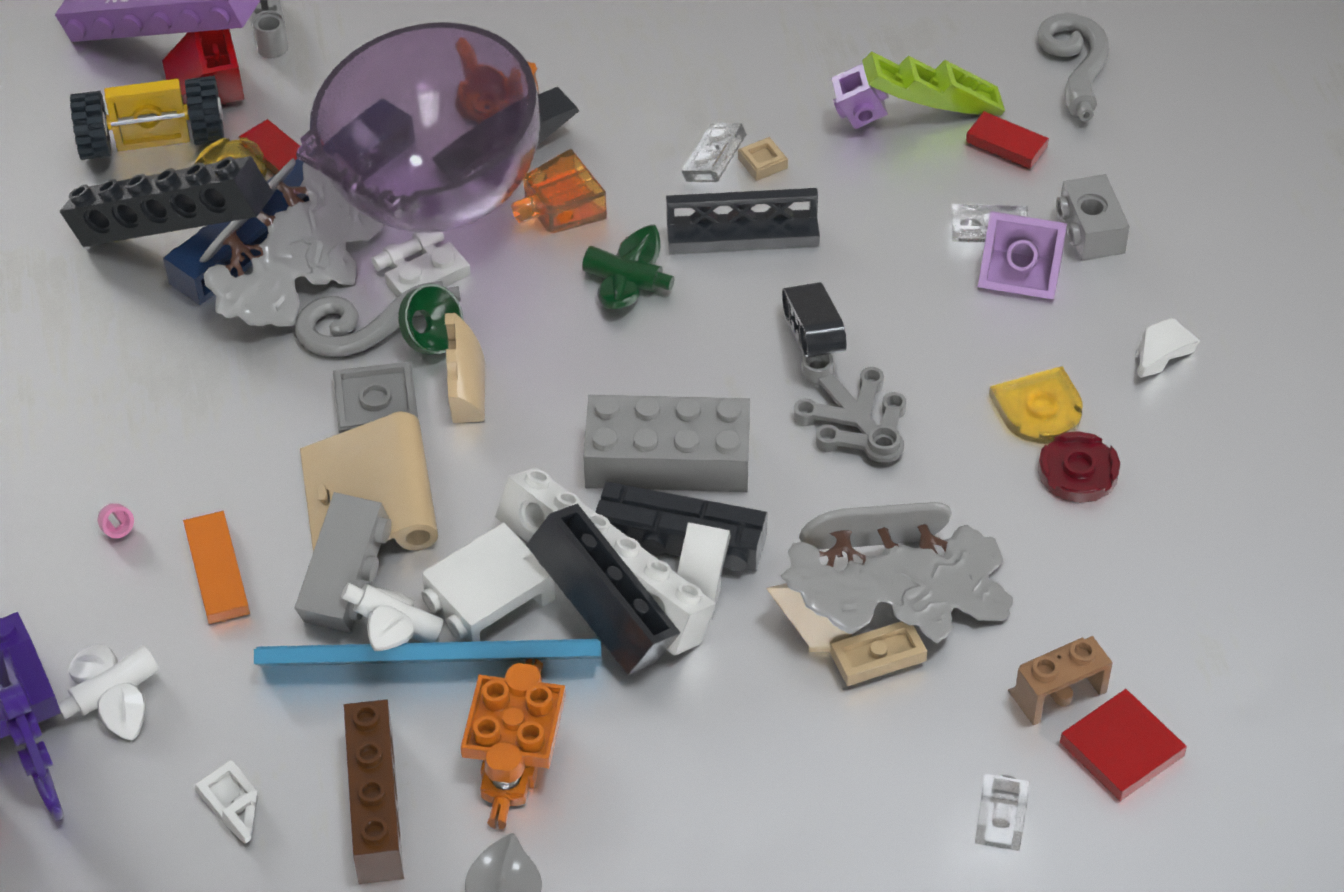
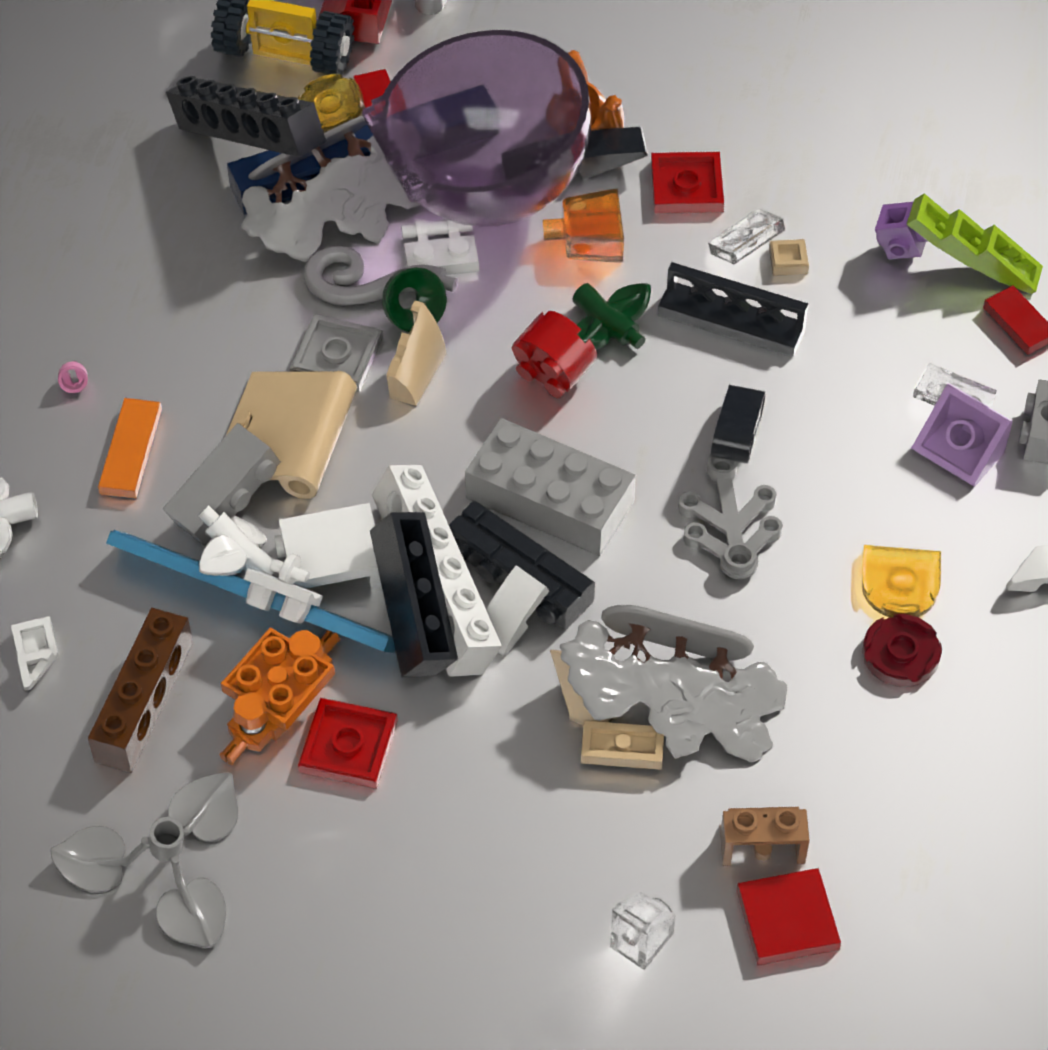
camera: 25 degrees right, 5 degrees up
(491, 635) = (297, 600): none -> white hips
(599, 319) = (553, 353): none -> red brick
(609, 759) = (348, 743): none -> red tile
(626, 125) = (687, 182): none -> red tile

